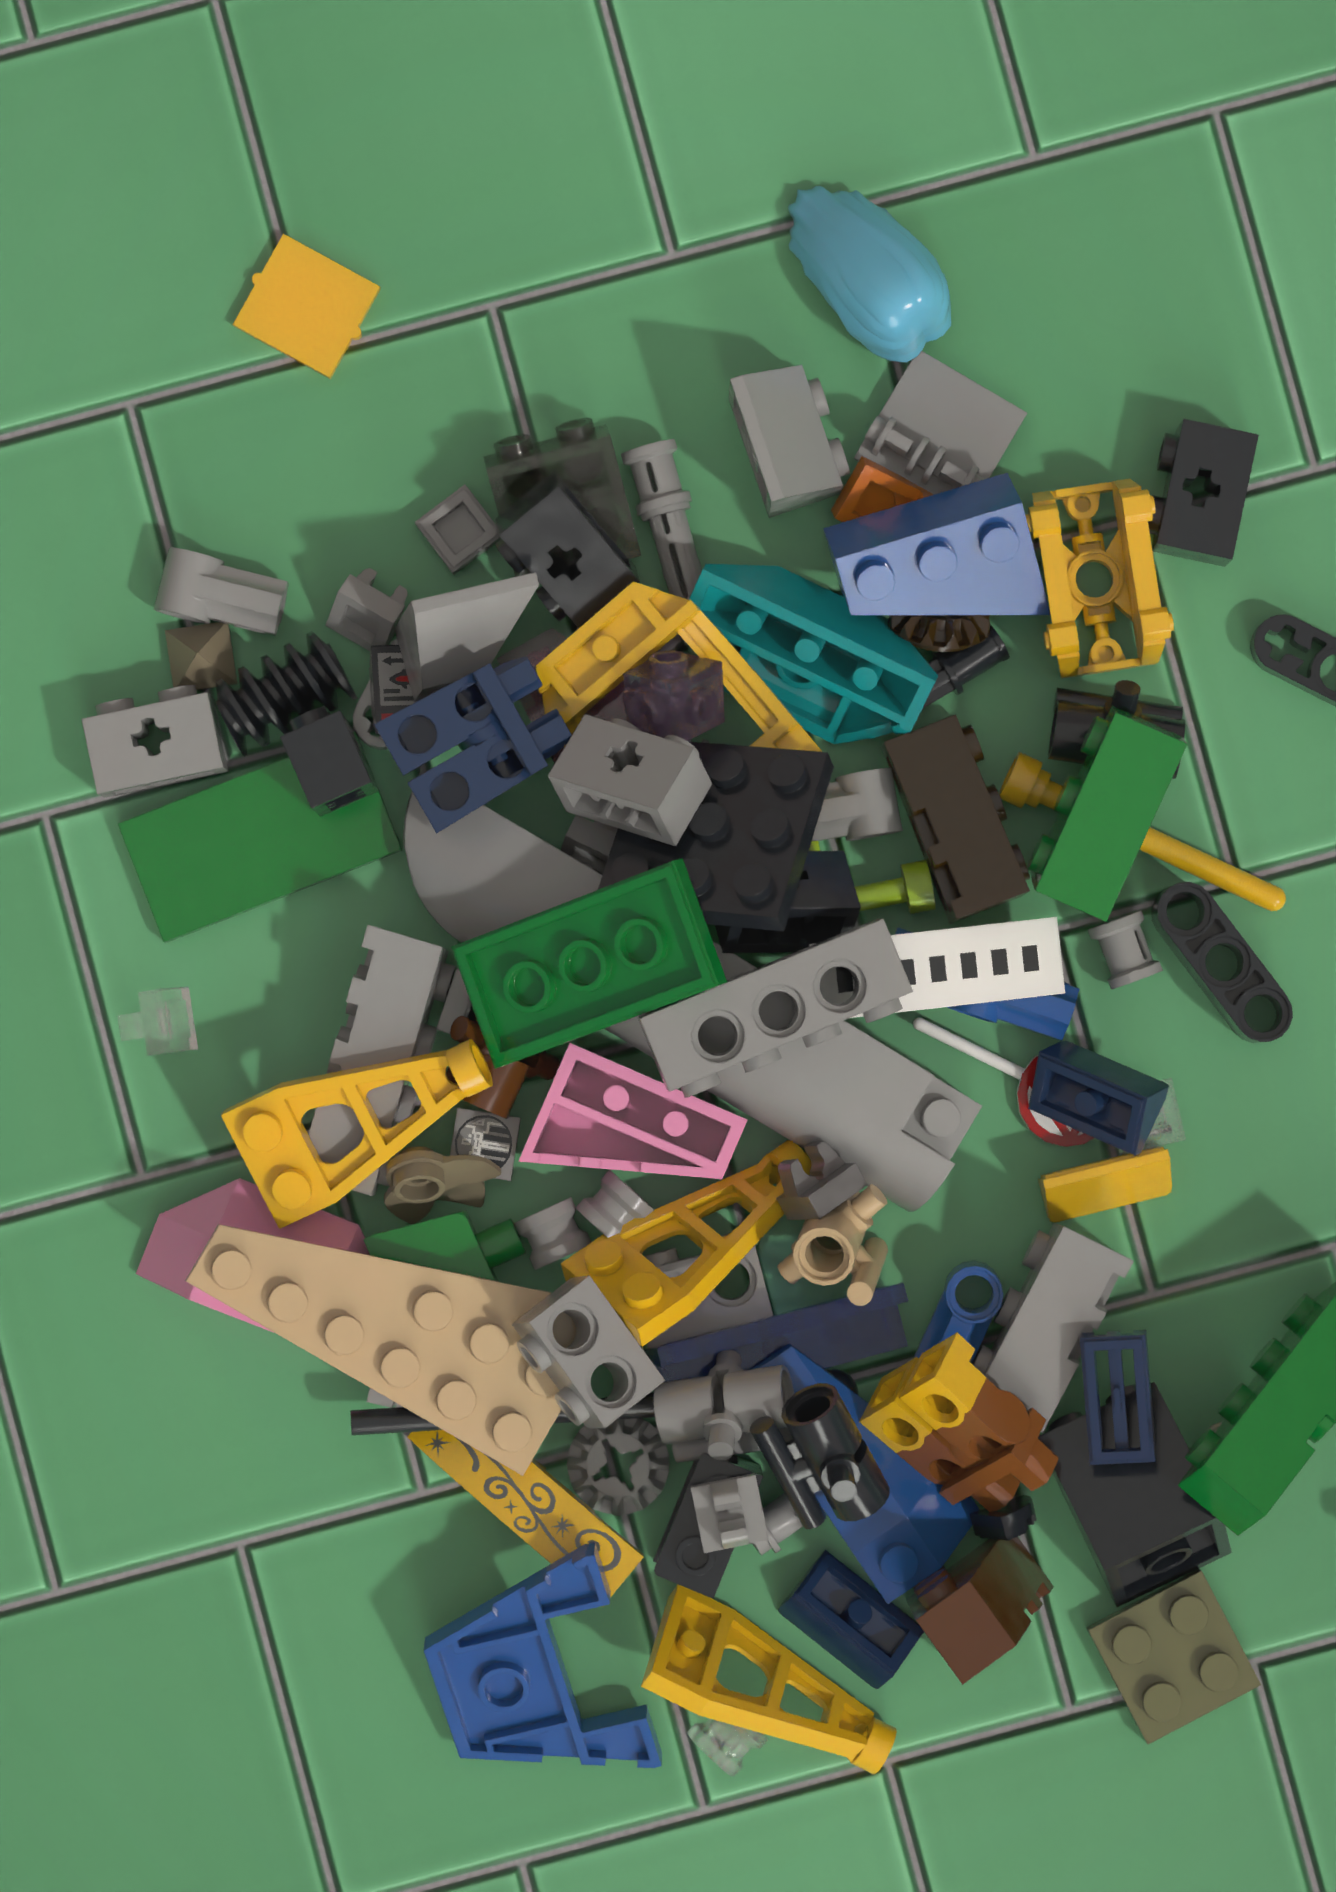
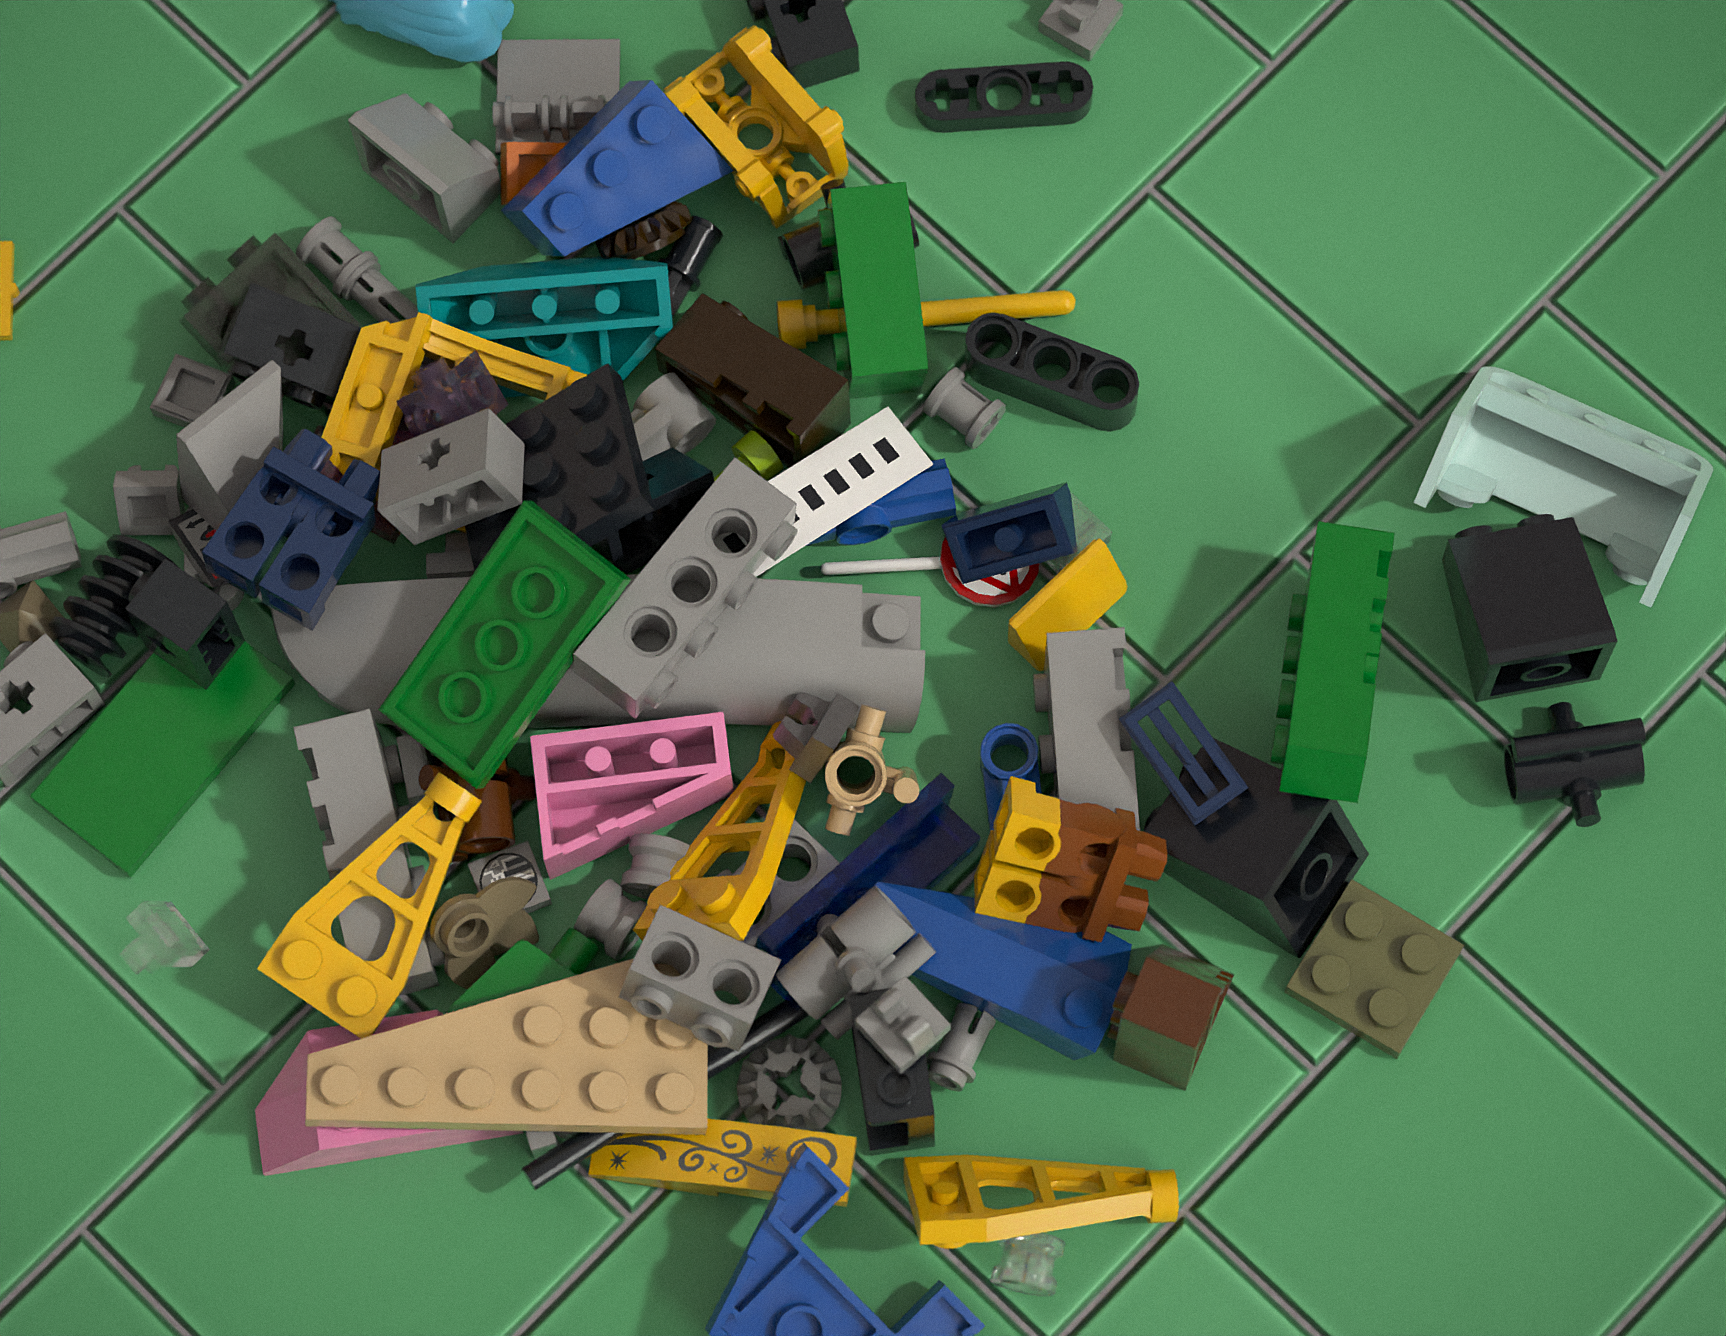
camera: 30 degrees left, 15 degrees down
(822, 1456) = (957, 942): black pin -> none
(851, 1620) = (1076, 1105): dark blue slope -> none
(1006, 1522) = (1153, 932): black tile -> none

